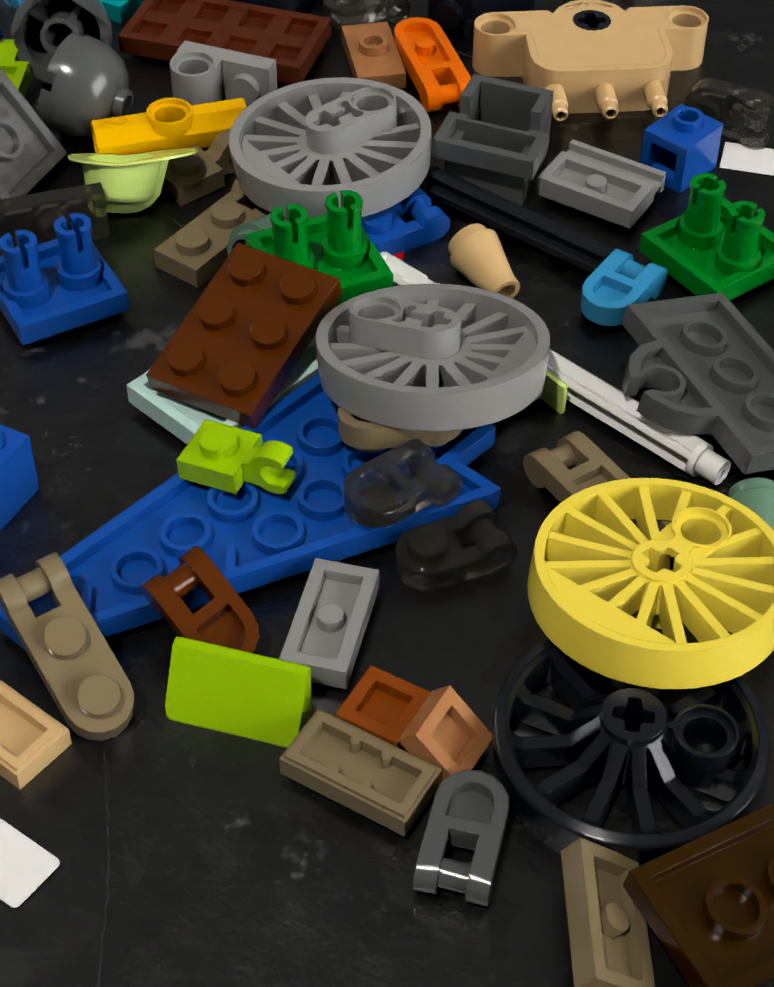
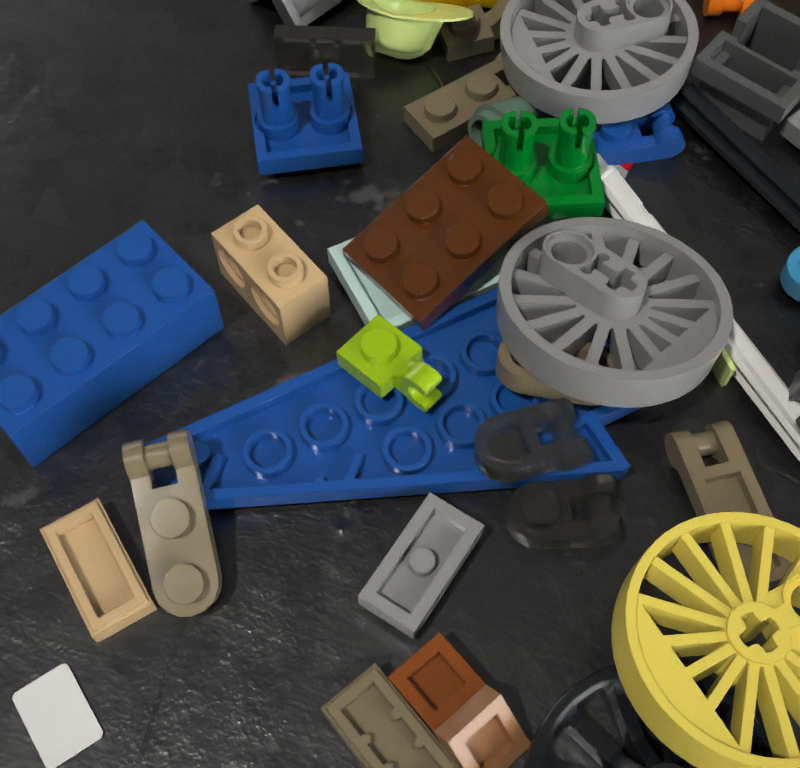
camera: 20 degrees right, 15 degrees up
(78, 420) = (272, 274): none -> tan brick
(221, 621) = (318, 544): reddish brown plate -> none
(237, 692) = (311, 617): lime slope -> none
(481, 260) = (701, 198): tan cone -> none

